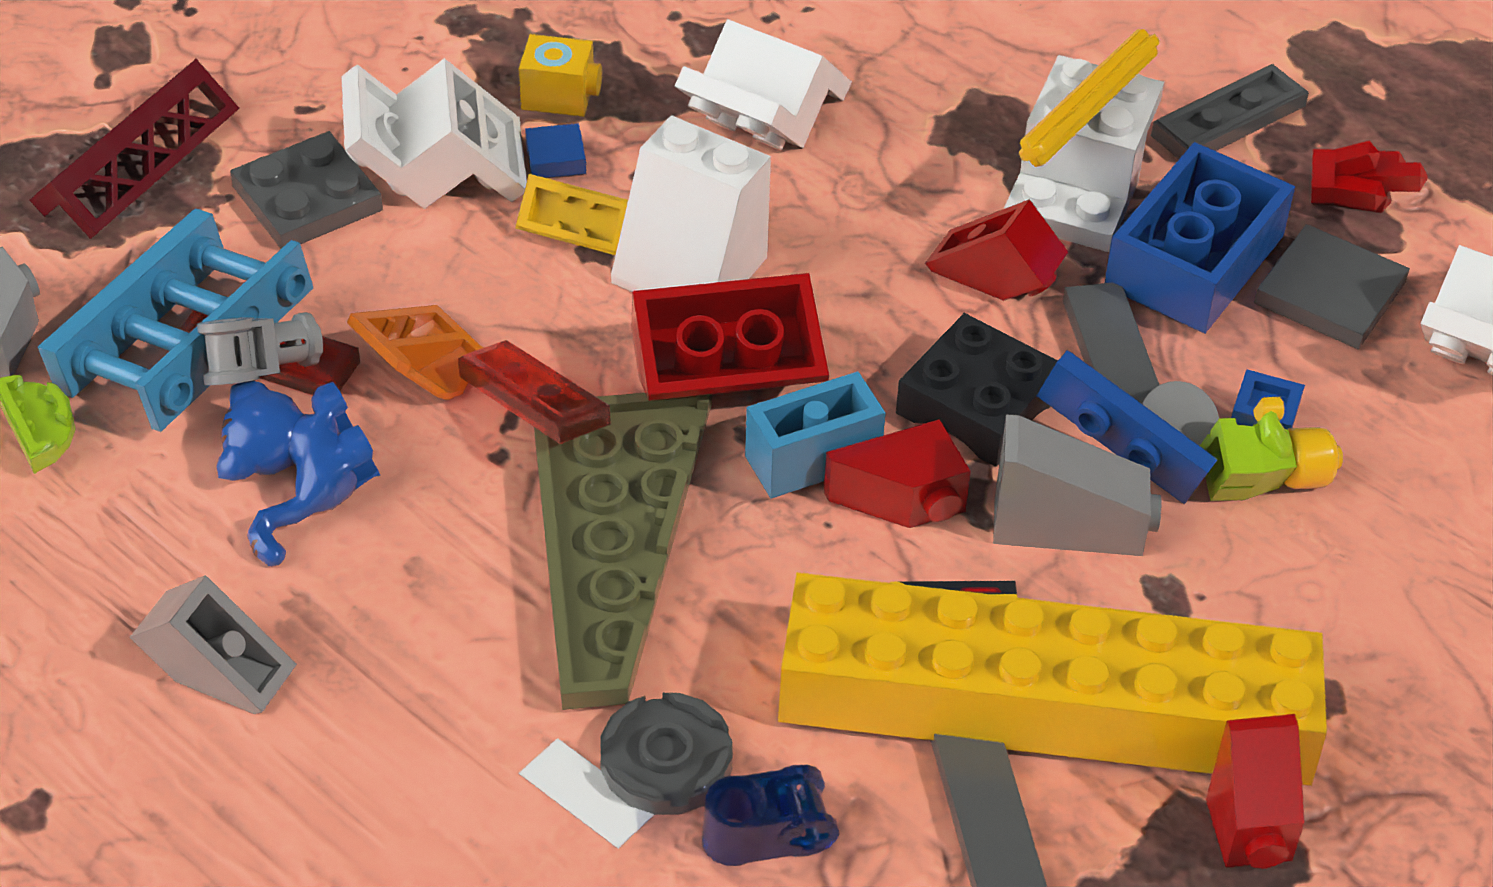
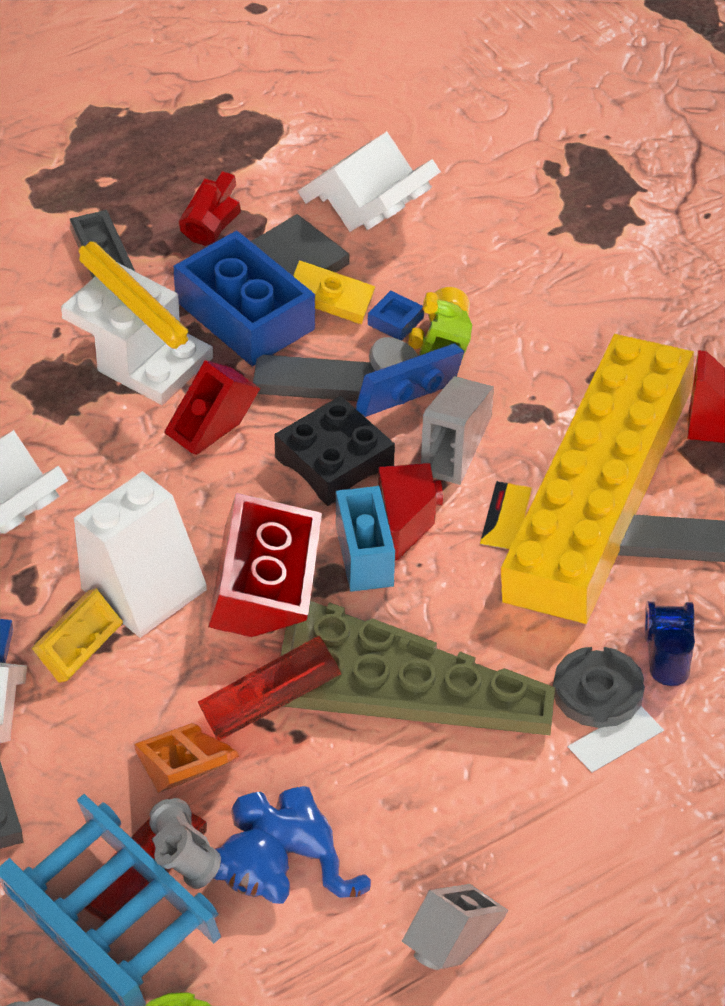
camera: 75 degrees left, 0 degrees up
(1273, 326) = (336, 292): none -> yellow plate

